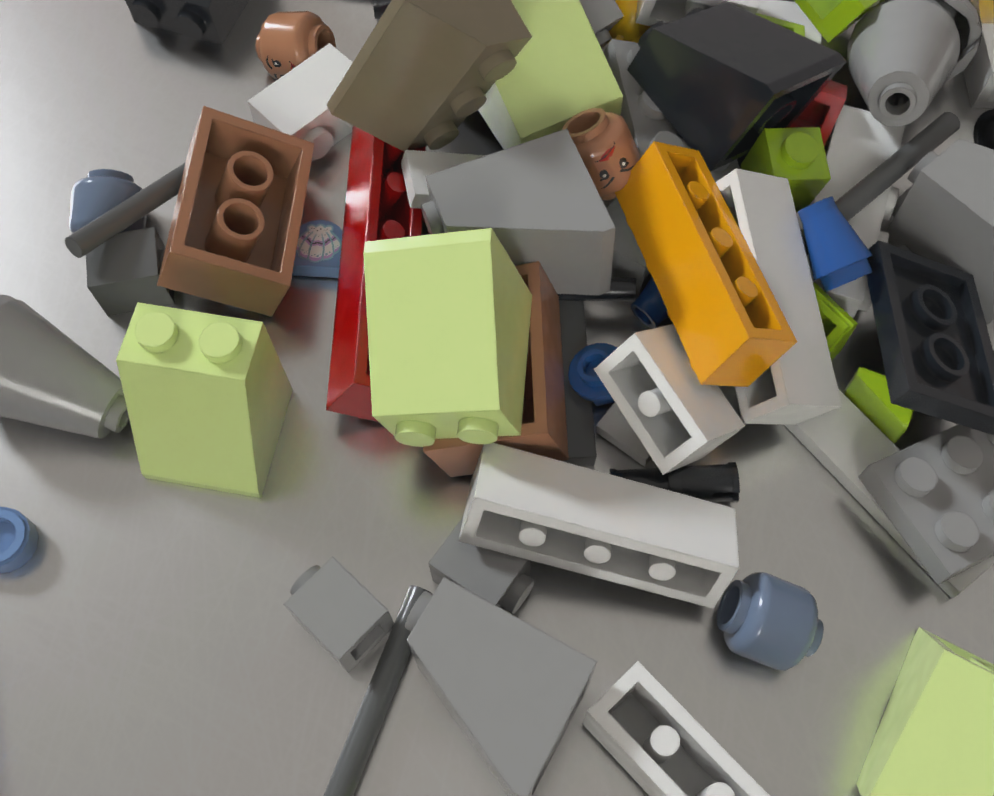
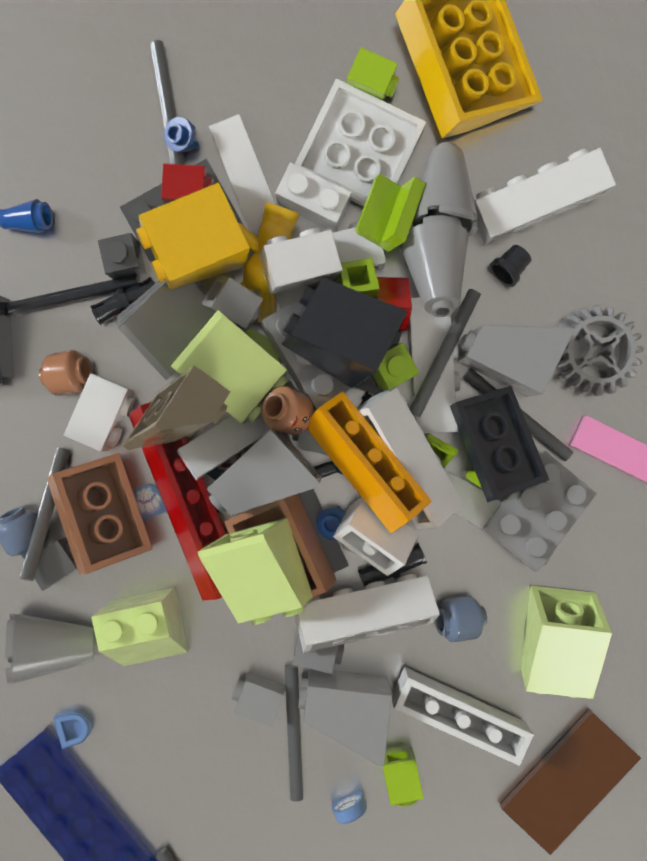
camera: 25 degrees left, 25 degrees up
(833, 245) = (433, 417): blue cone -> none

